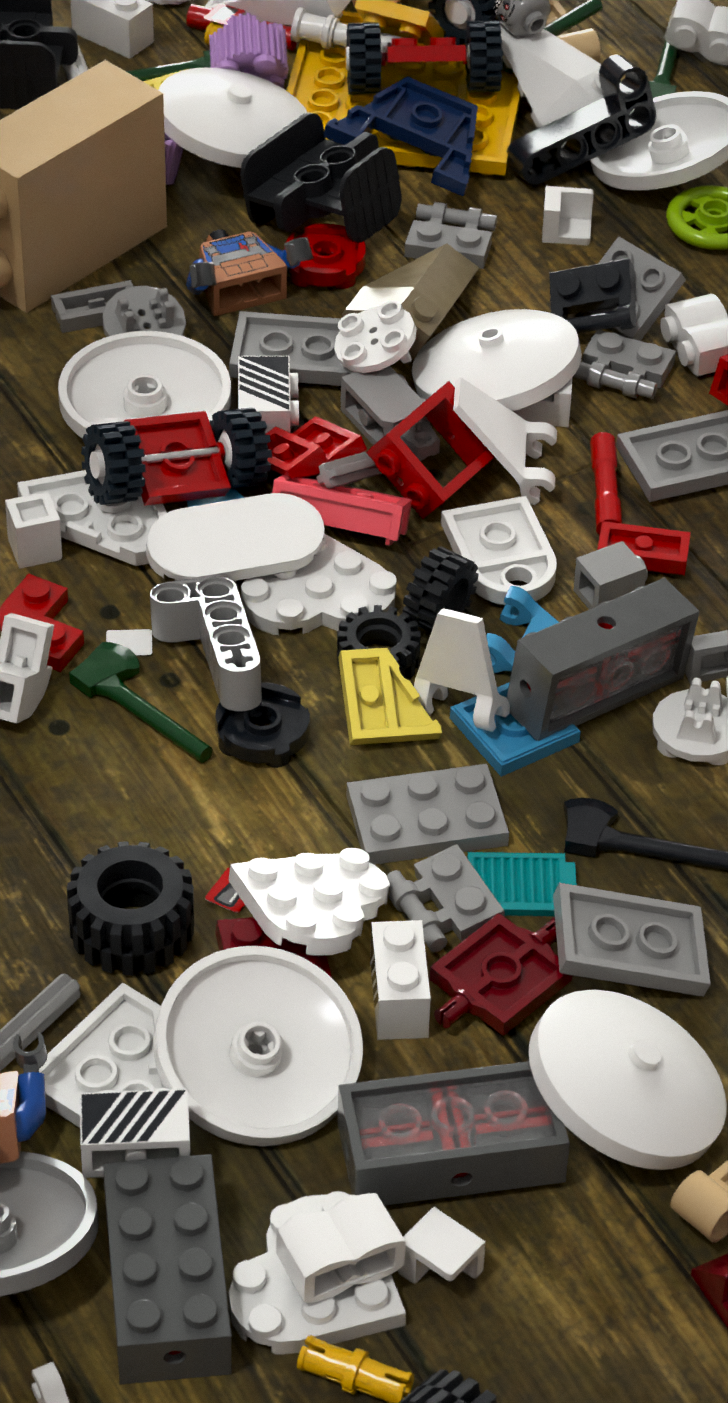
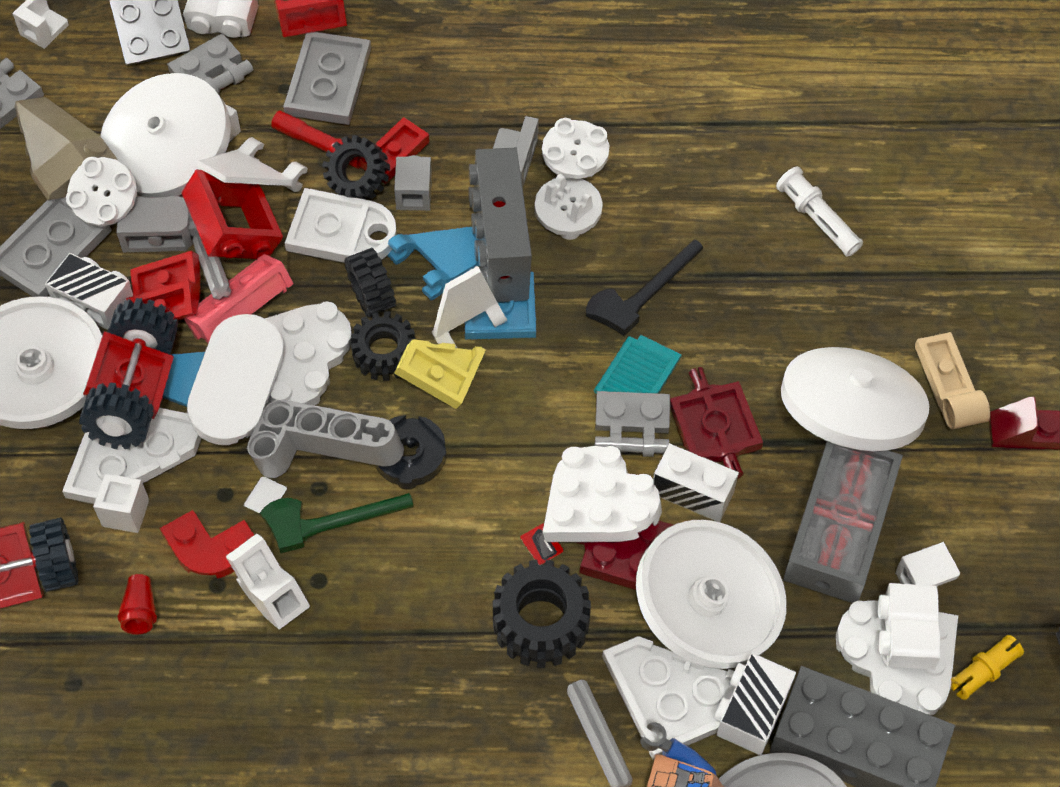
camera: 60 degrees left, 15 degrees up
(427, 813) = (548, 396): light grey plate -> none
(582, 519) = (343, 155): none -> black tyre
(593, 289) = (140, 41): black plate -> none
(631, 939) = (736, 338): light grey plate -> none

